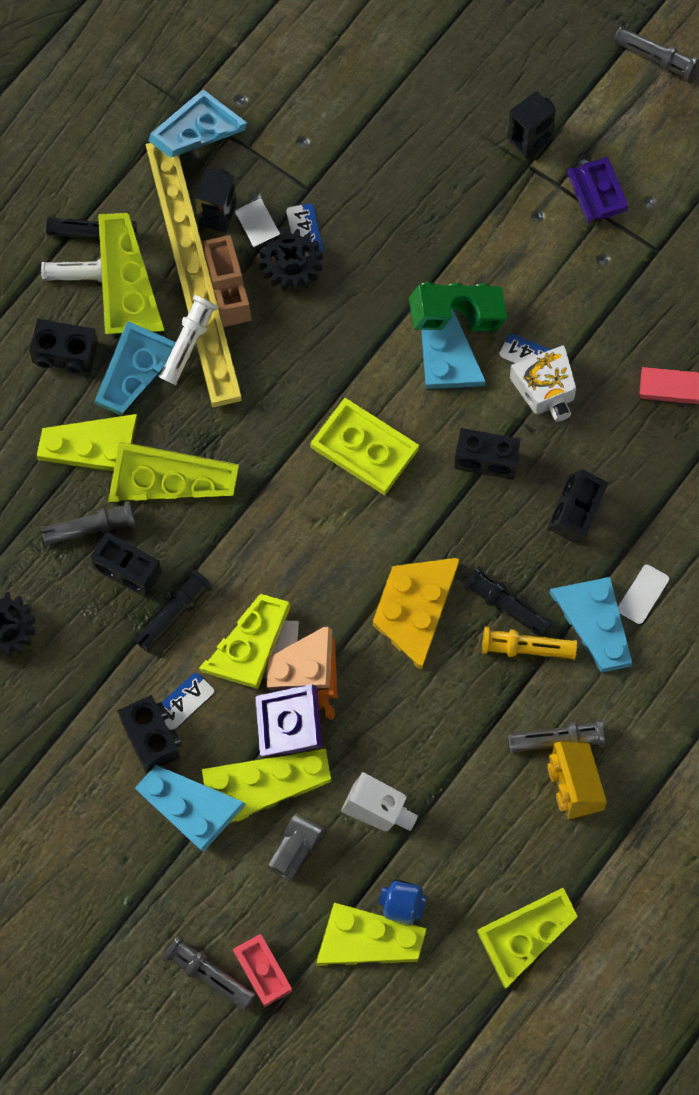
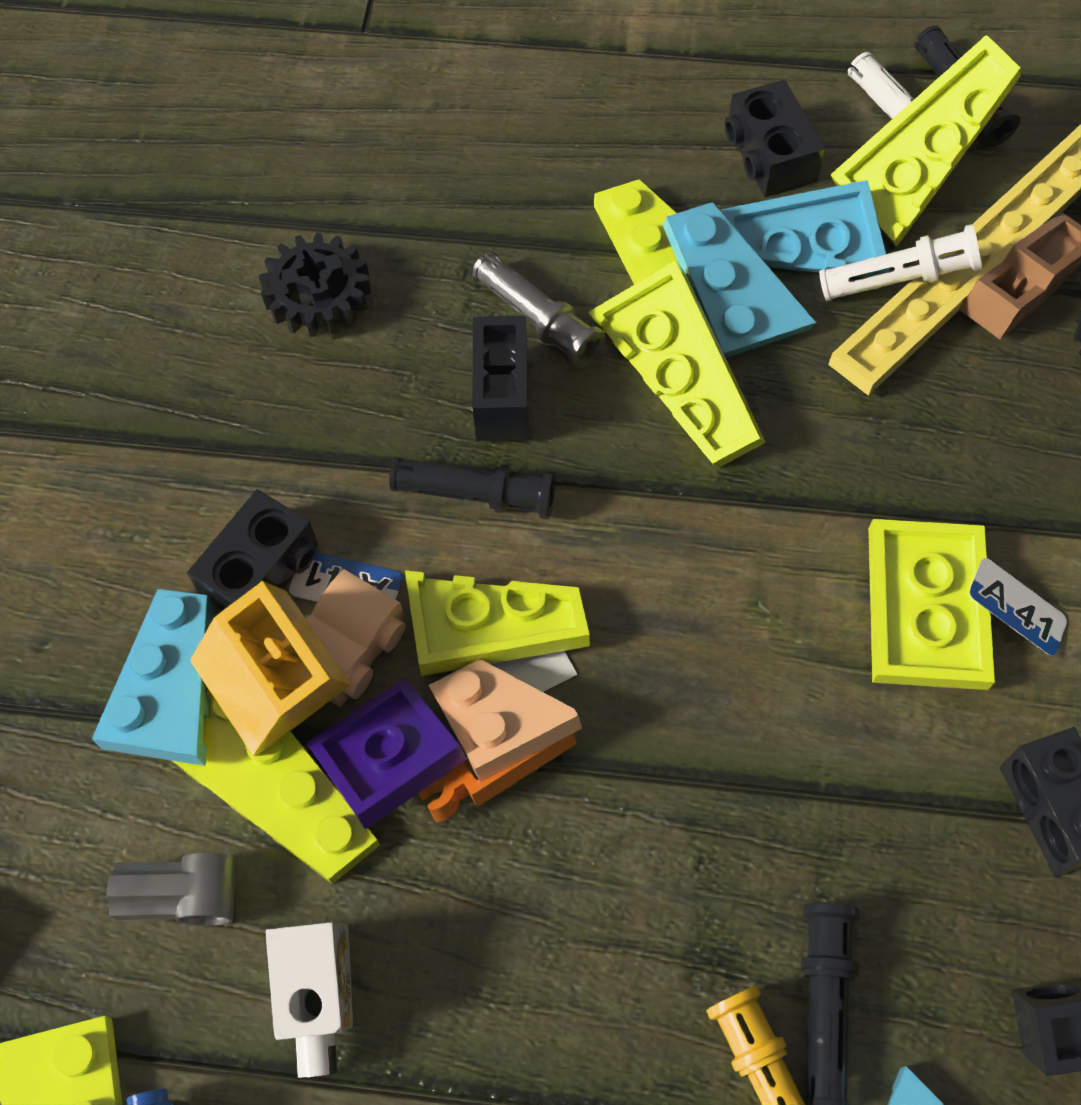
camera: 60 degrees right, 5 degrees down
(139, 422) = (732, 283): none -> medium azure wing
(218, 713) = (355, 627): none -> light nougat brick
(223, 749) = (266, 666): none -> yellow slope
(390, 410) = (1018, 606): none -> sticker
(414, 605) = (720, 841): yellow wing -> none

